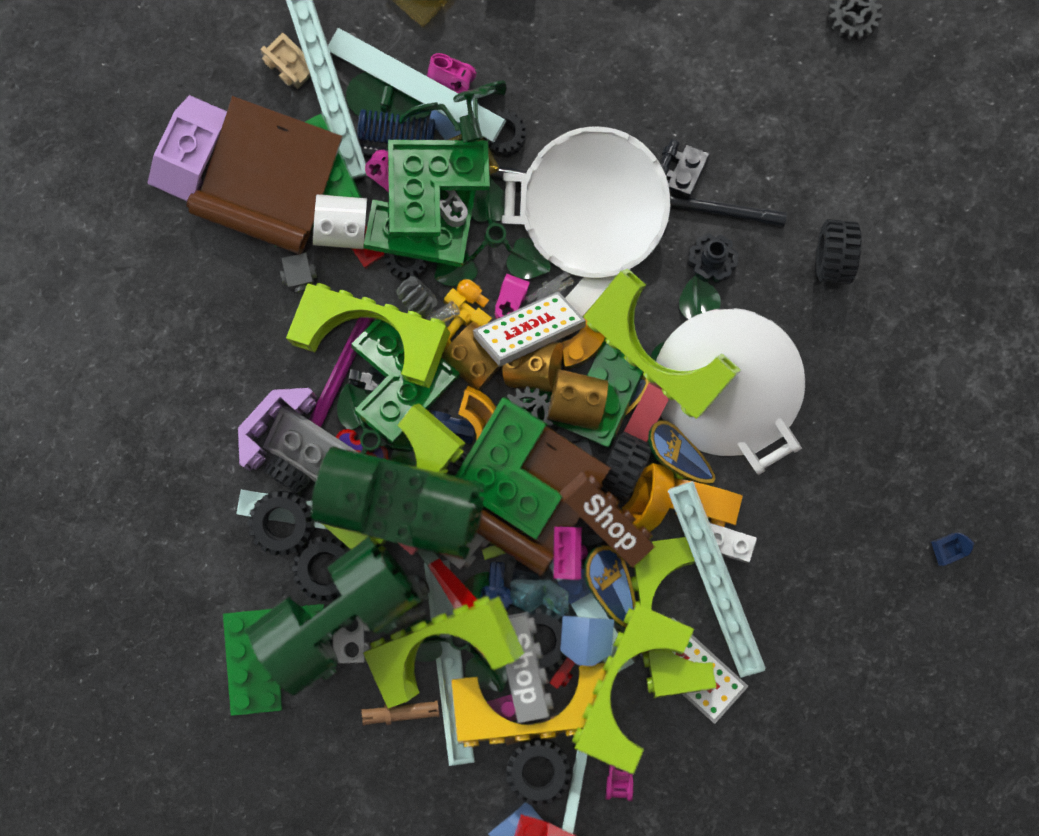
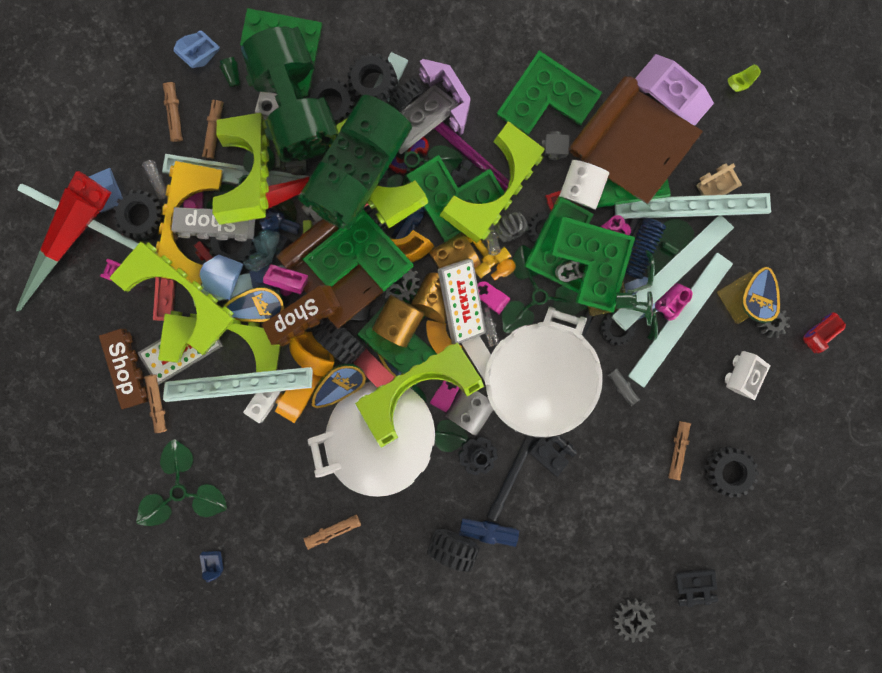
camera: 105 degrees right, 5 degrees up
(148, 66) = (744, 79): none -> lime hair
(224, 306) = (543, 85): none -> green plate
(302, 766) = (196, 49): none -> medium blue slope
(318, 712) = (230, 70): none -> dark green cone
(392, 772) = (171, 103): none -> medium nougat pin
(486, 65) = (675, 328): none -> light aqua tile
(486, 767) = (155, 179): none -> clear pin
(574, 105) = (623, 387): none -> dark grey pin
(638, 710) = (163, 298): none -> coral tile
(652, 319) = (444, 397): none -> dark pink piece
(658, 14) = (681, 442): none -> medium nougat pin
(663, 284) = (470, 411): none -> light grey brick
(739, 734) = (124, 368): none -> reddish brown brick
(780, 676) = (157, 412): none -> medium nougat pin
(803, 217) = (489, 532): none -> dark blue piece
(863, 410) = (331, 532): none -> medium nougat pin
(872, 577) = (207, 501): none -> dark green plant

